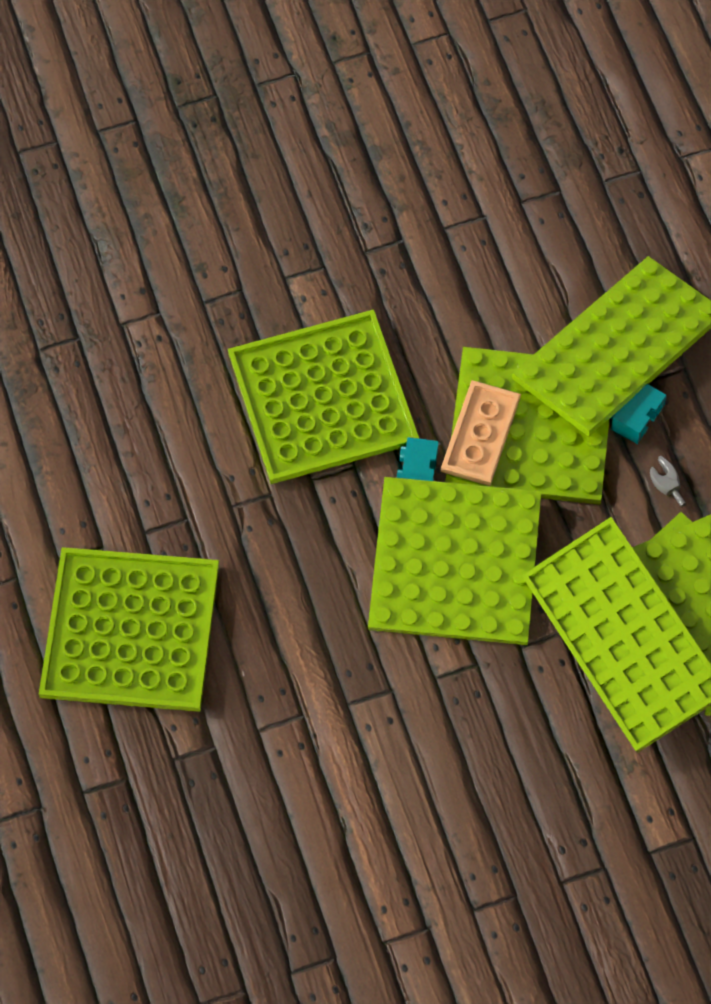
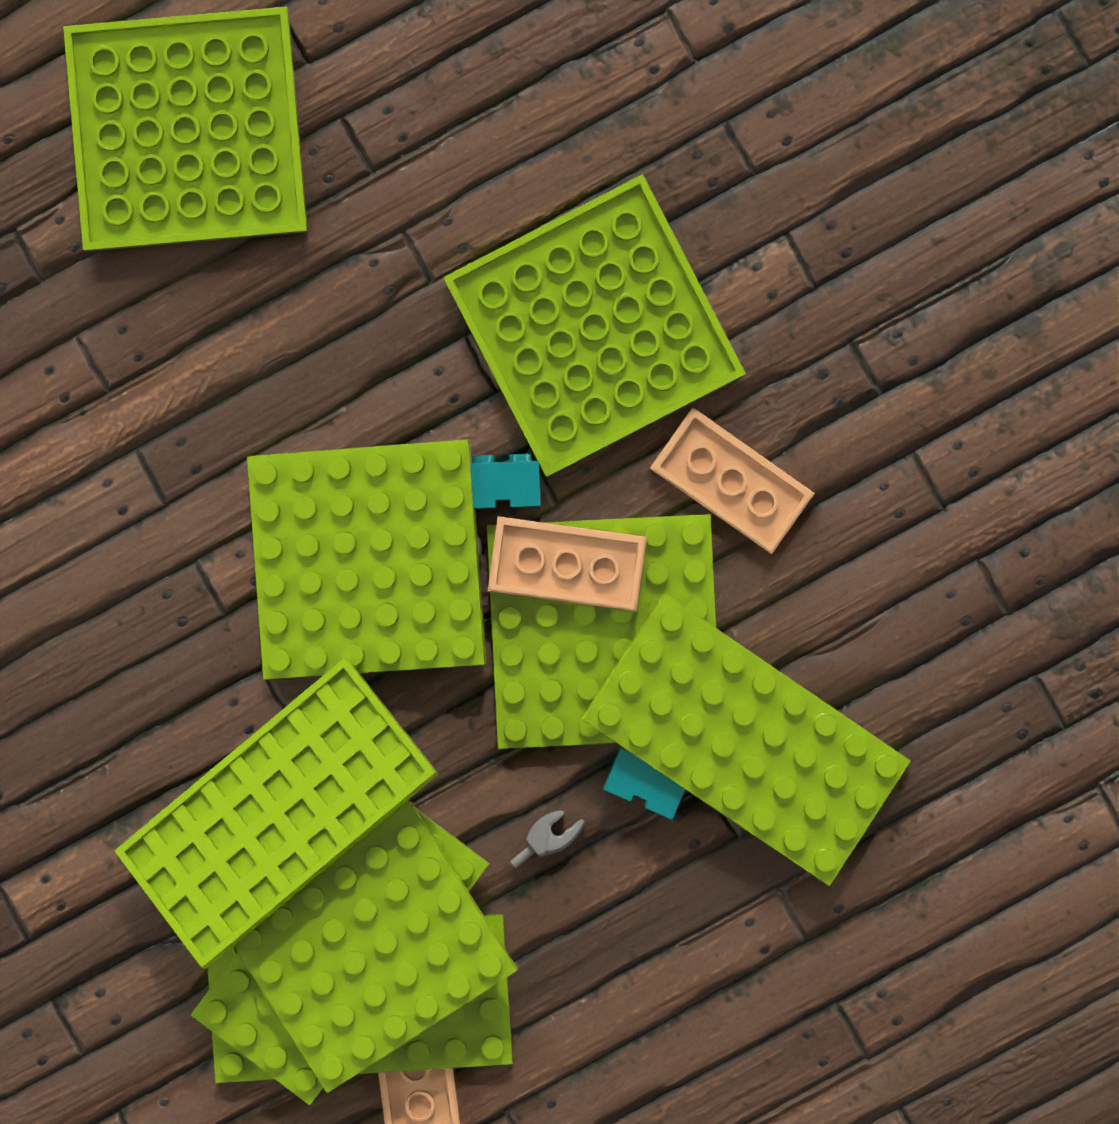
camera: 80 degrees right, 25 degrees up
(442, 333) = (732, 480): none -> light nougat tile

